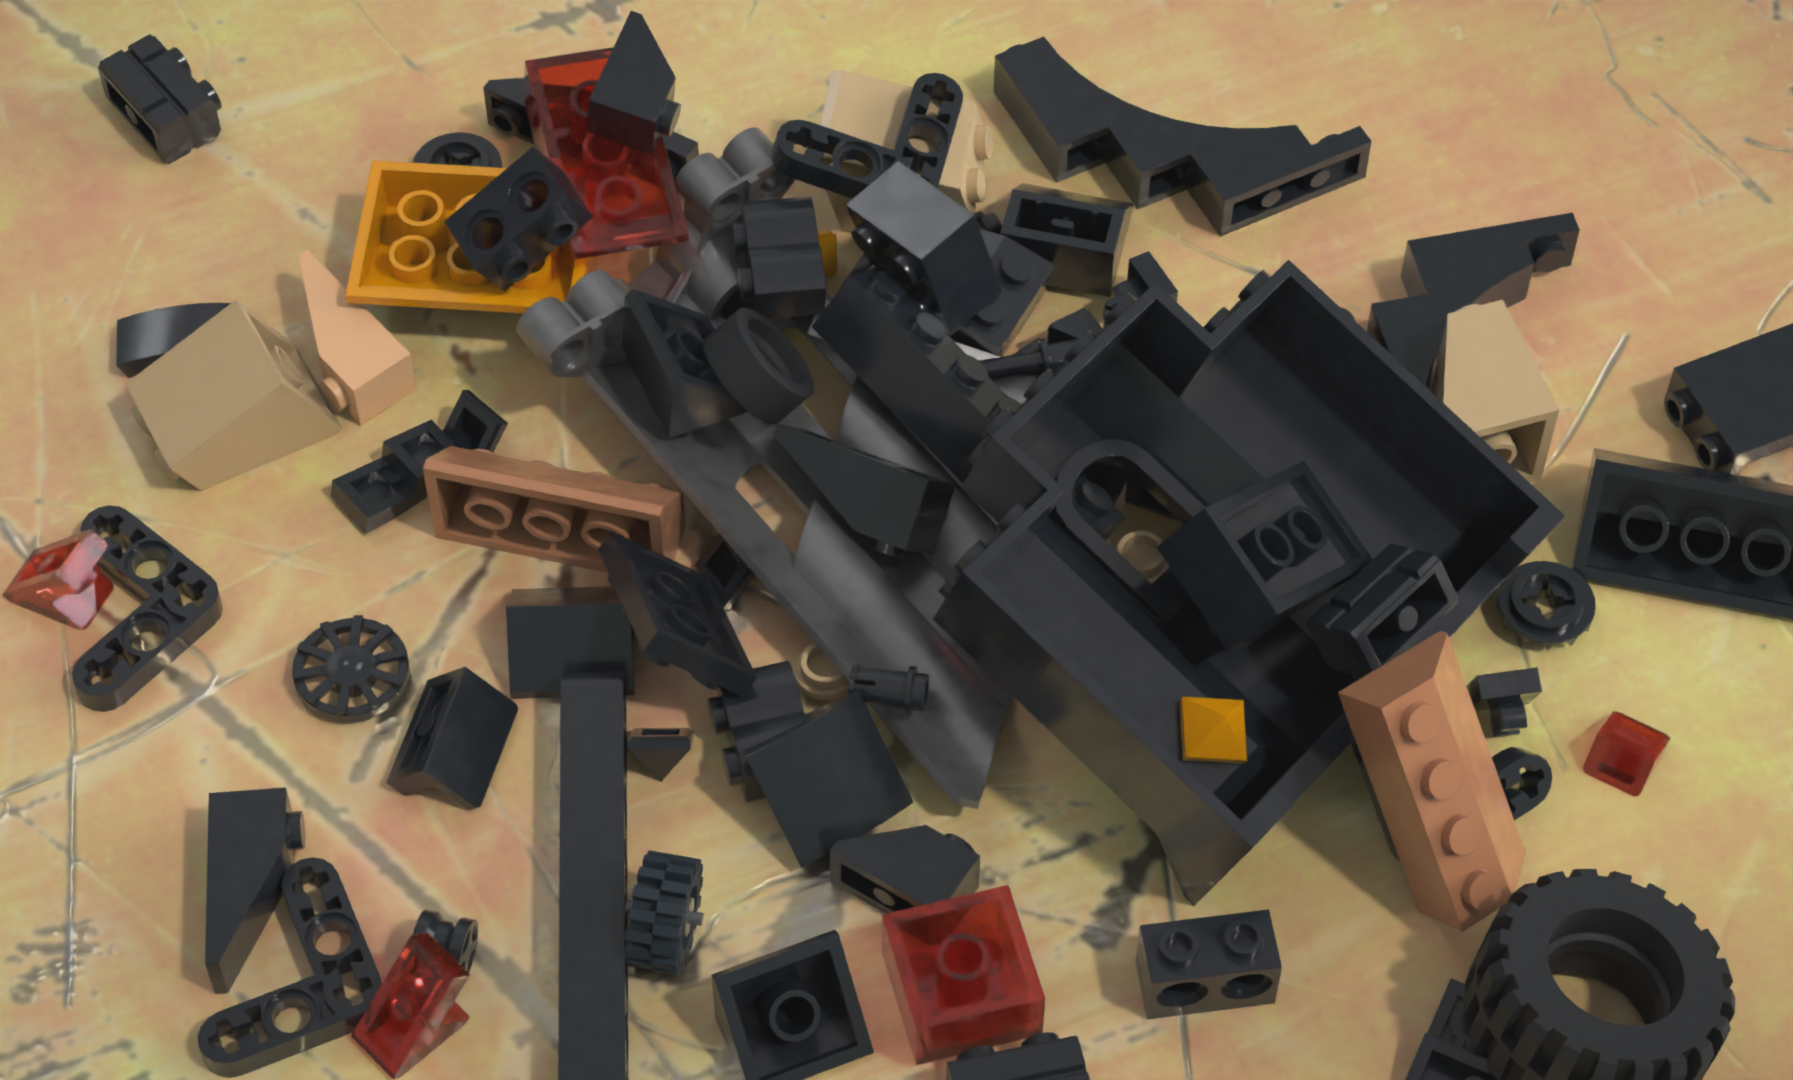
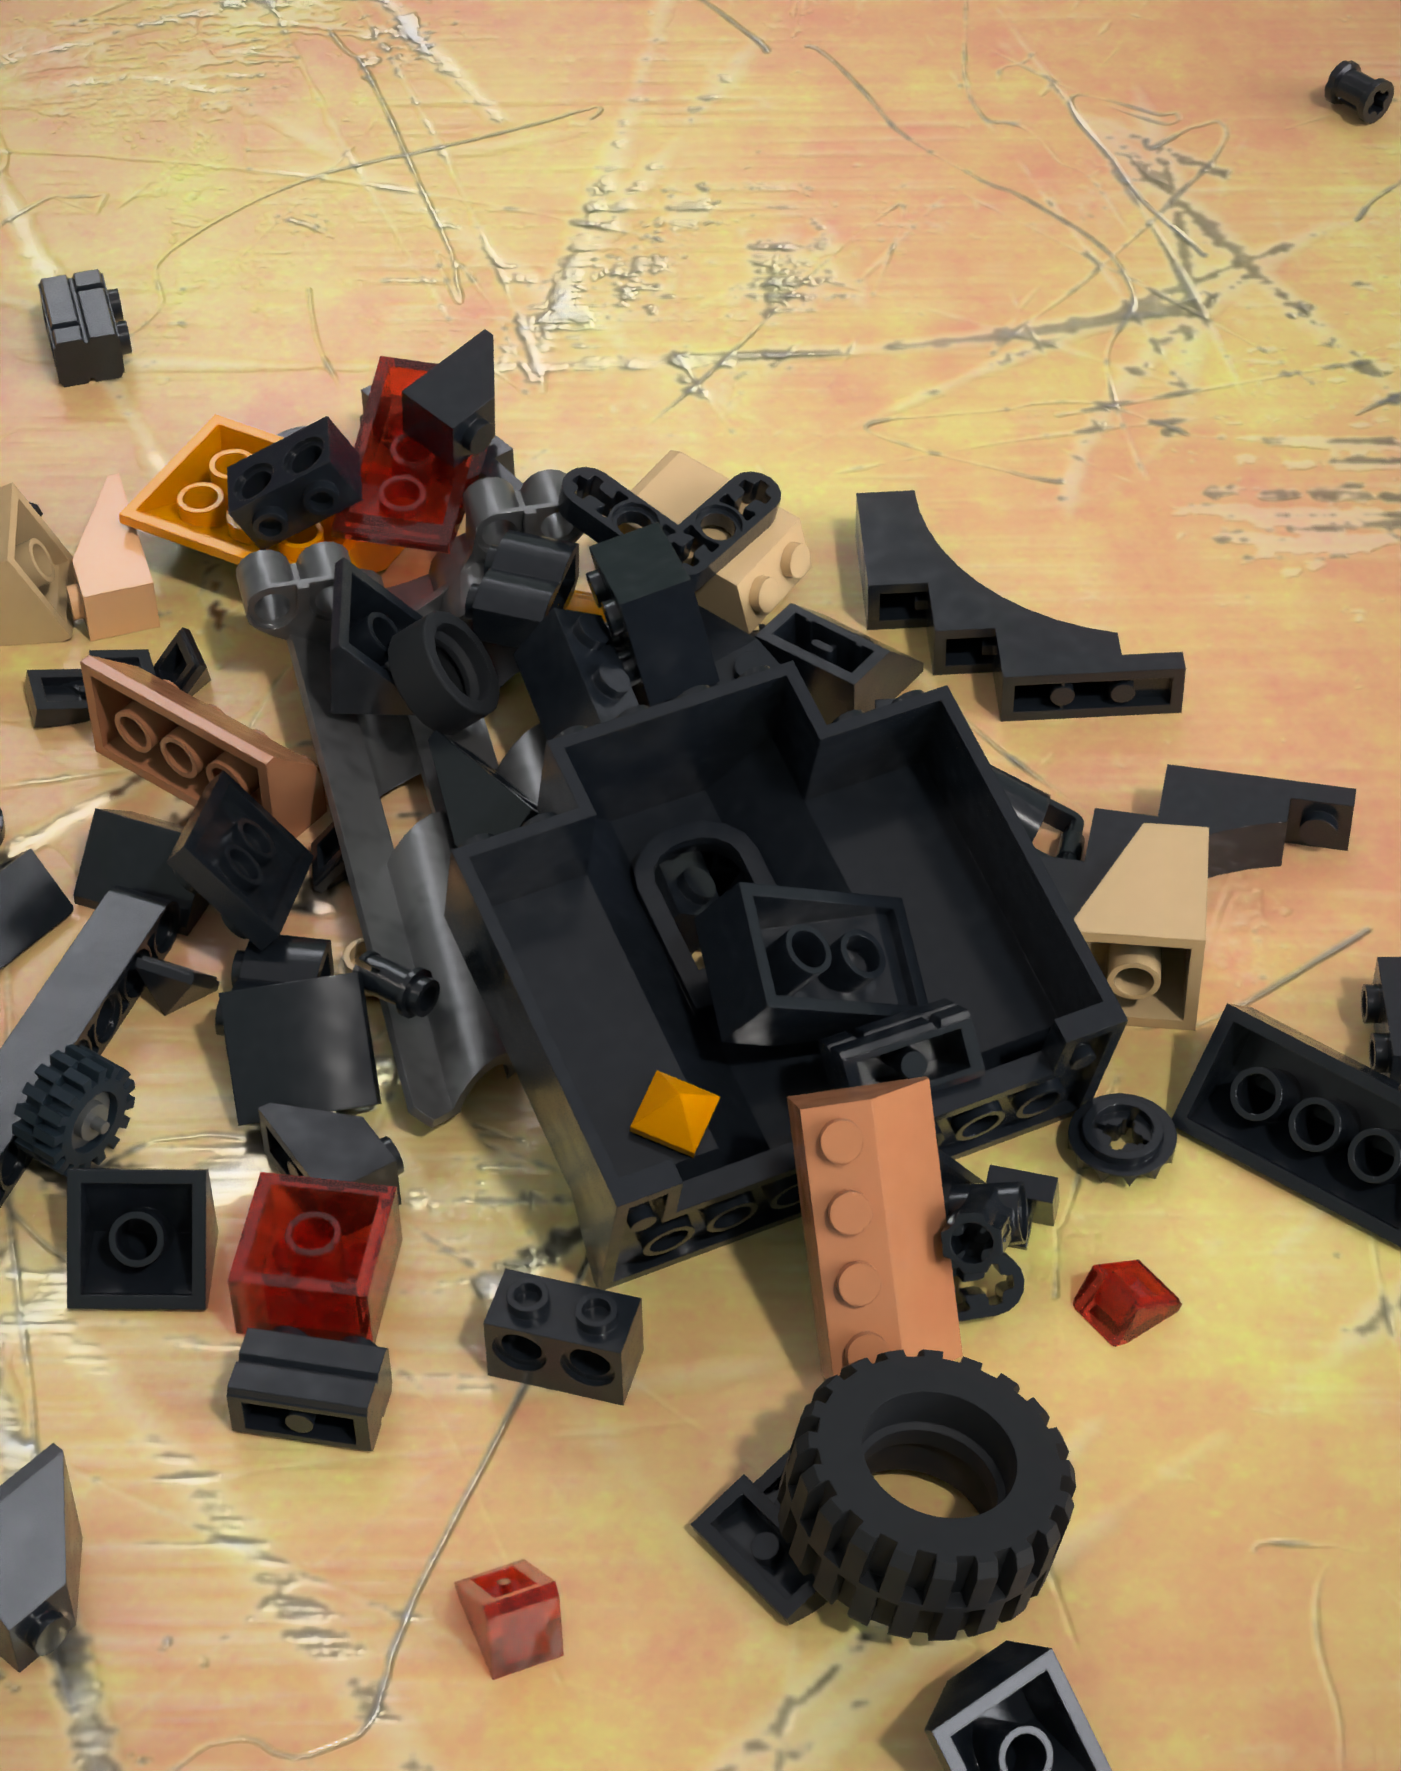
camera: 25 degrees right, 10 degrees down
(1514, 737) = (983, 1223): none -> black piece

